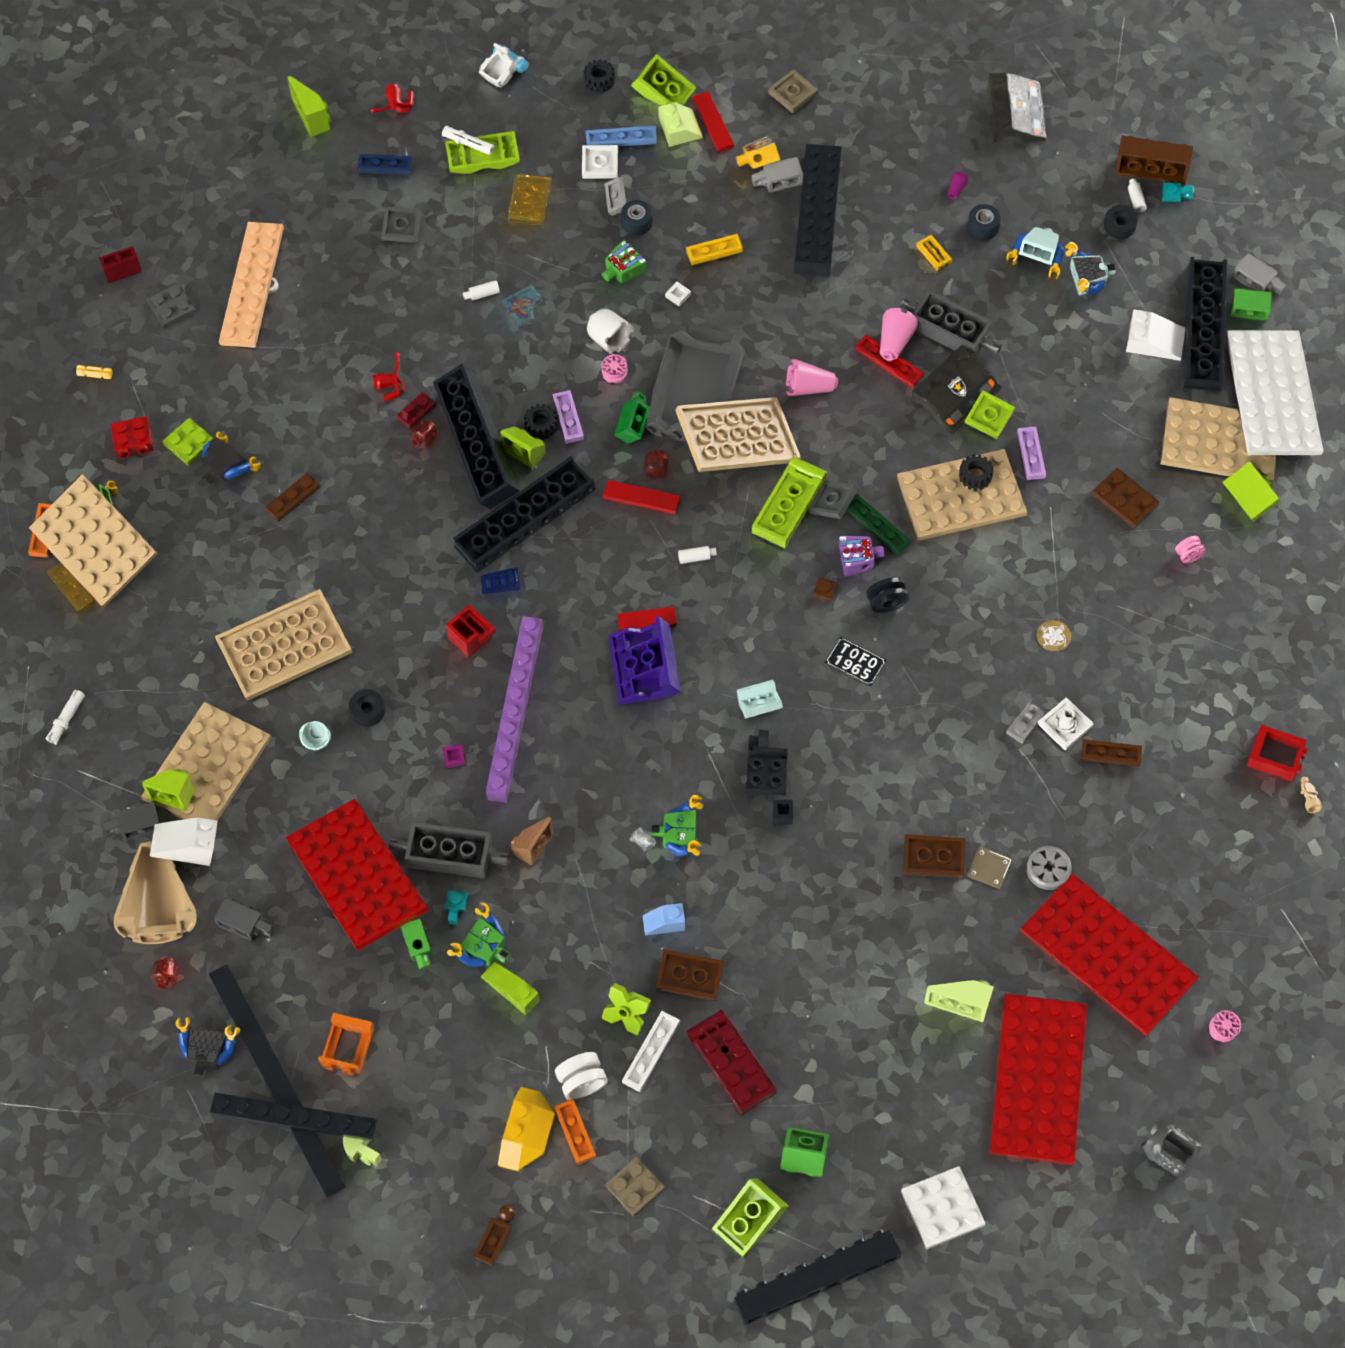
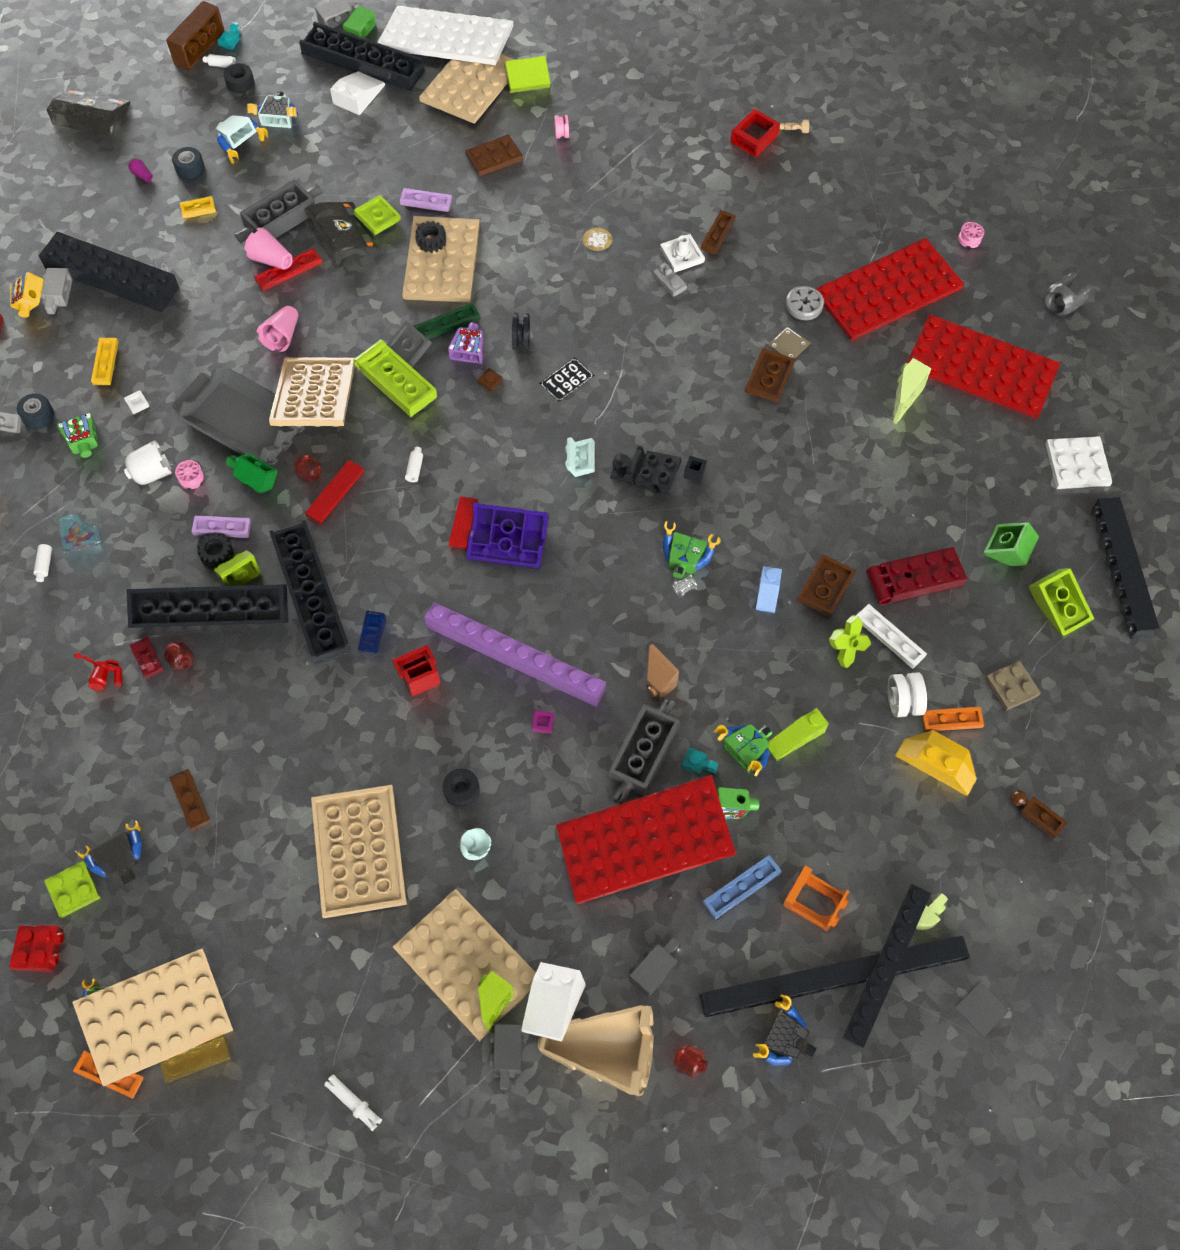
camera: 75 degrees left, 0 degrees up
(340, 976) = (742, 887): none -> medium blue plate

